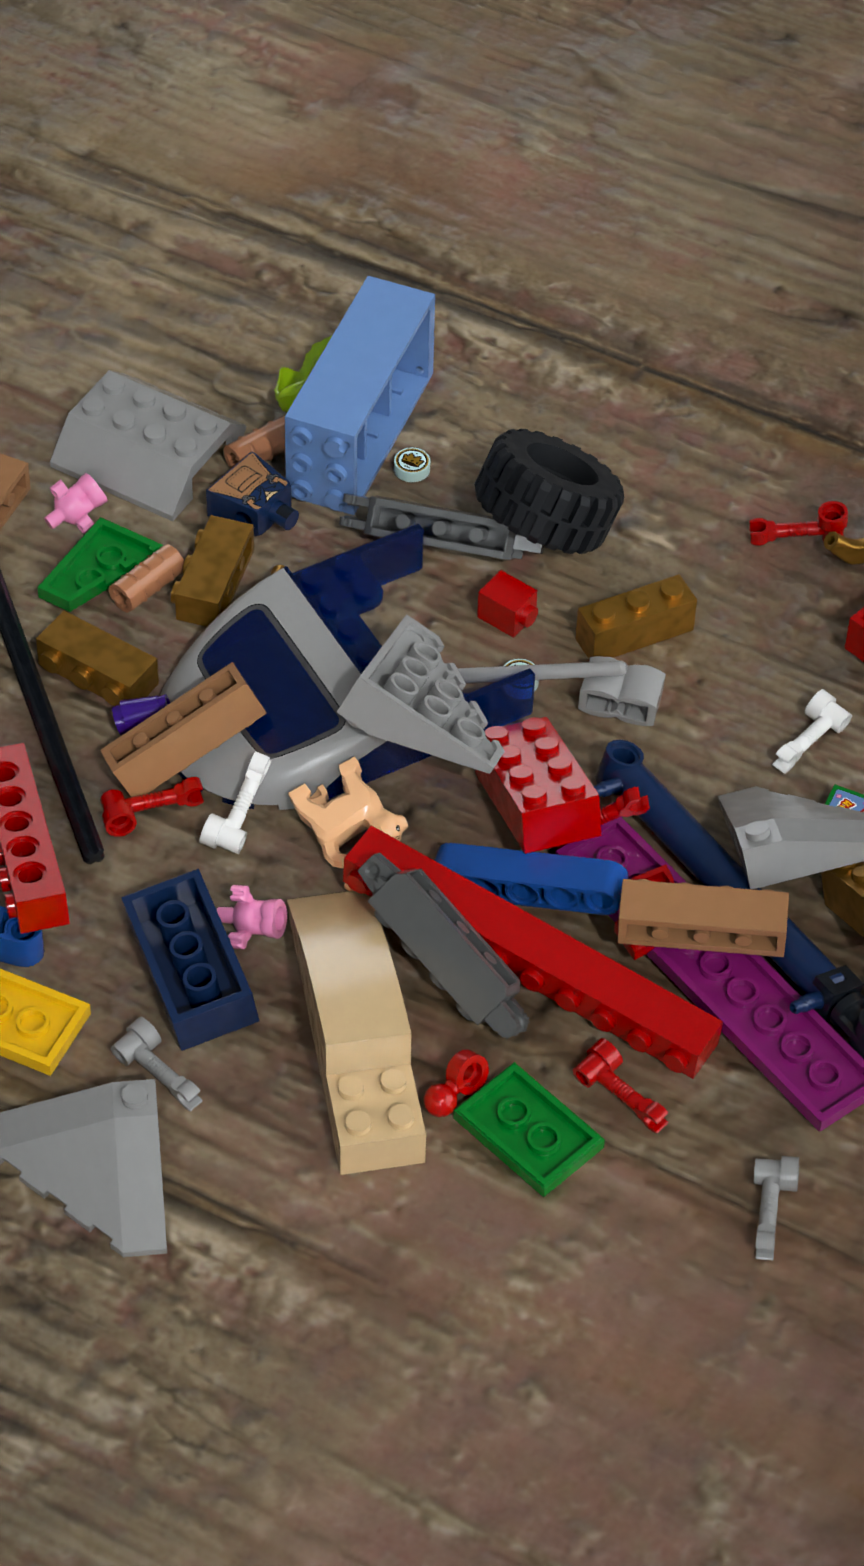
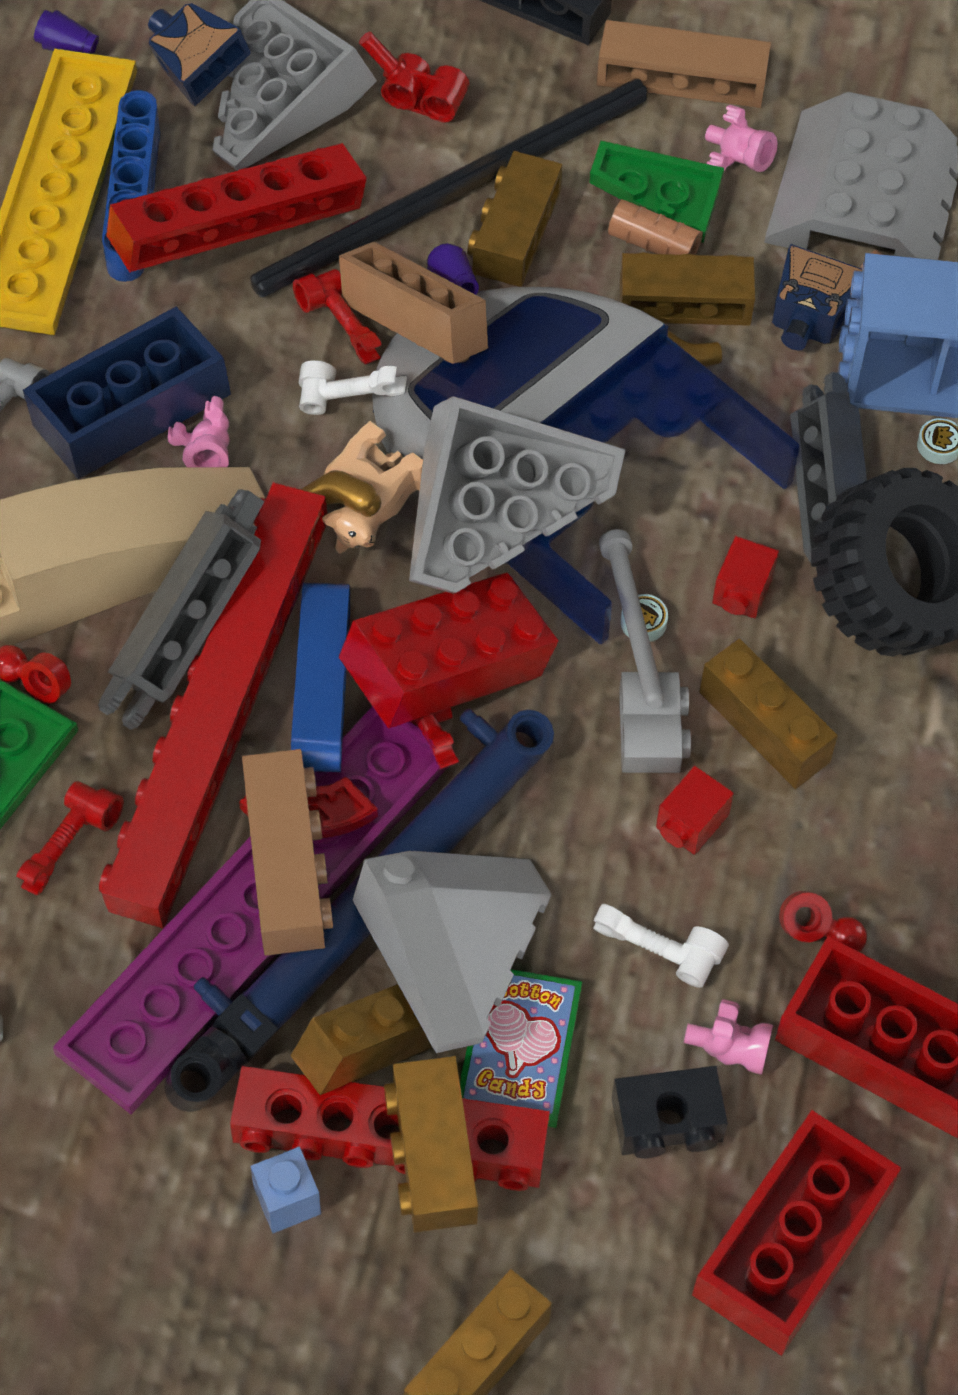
camera: 75 degrees right, 10 degrees up
(361, 816) = (347, 490): none -> pearl gold arm
(707, 683) = (694, 810): none -> red brick
(815, 639) = (821, 924): none -> red plate

